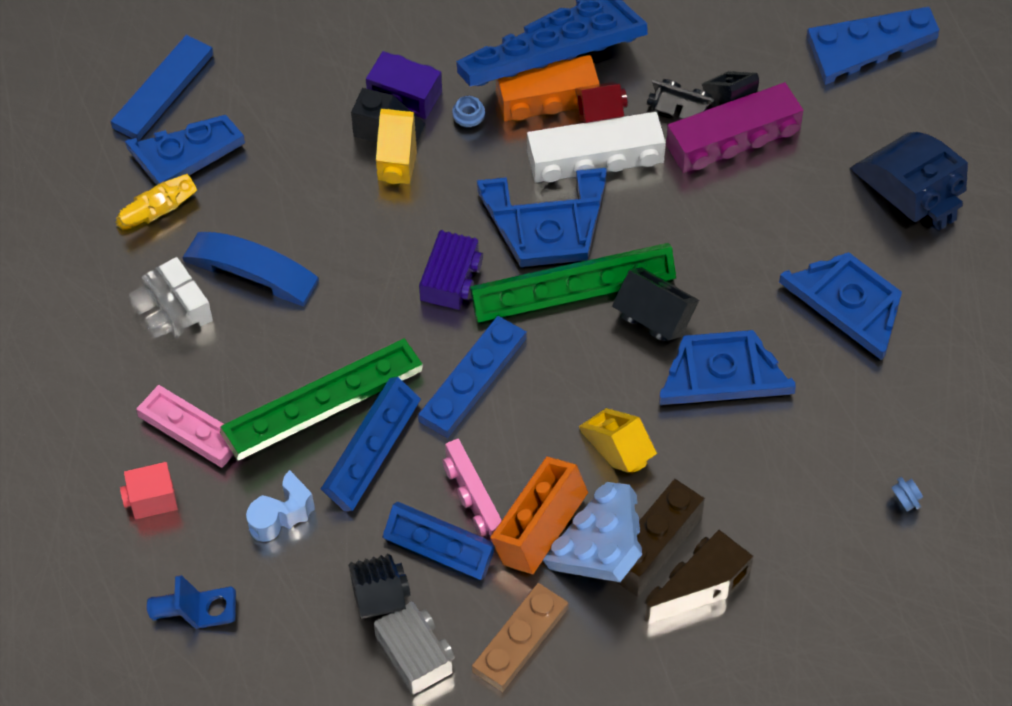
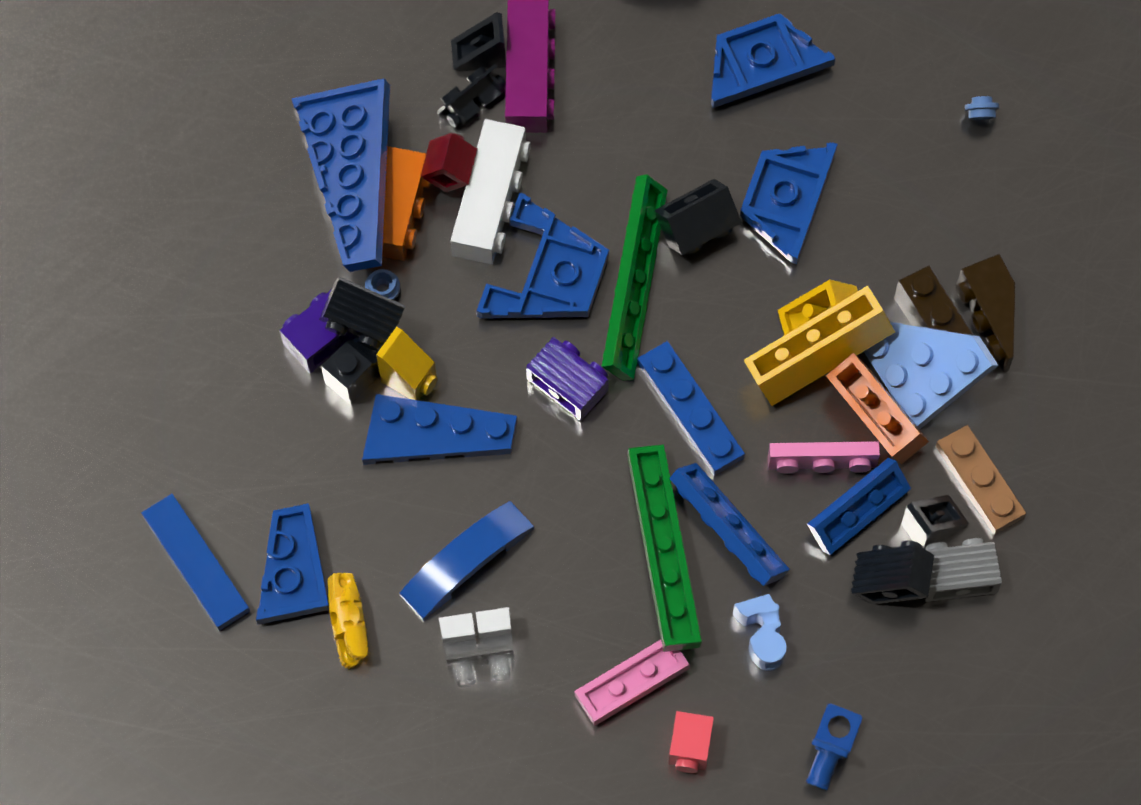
camera: 65 degrees left, 10 degrees up
(355, 199) = (422, 429): none -> blue wing
(420, 89) = (361, 313): none -> black brick
(454, 606) = (933, 520): none -> black slope
(573, 437) = (819, 345): none -> yellow brick

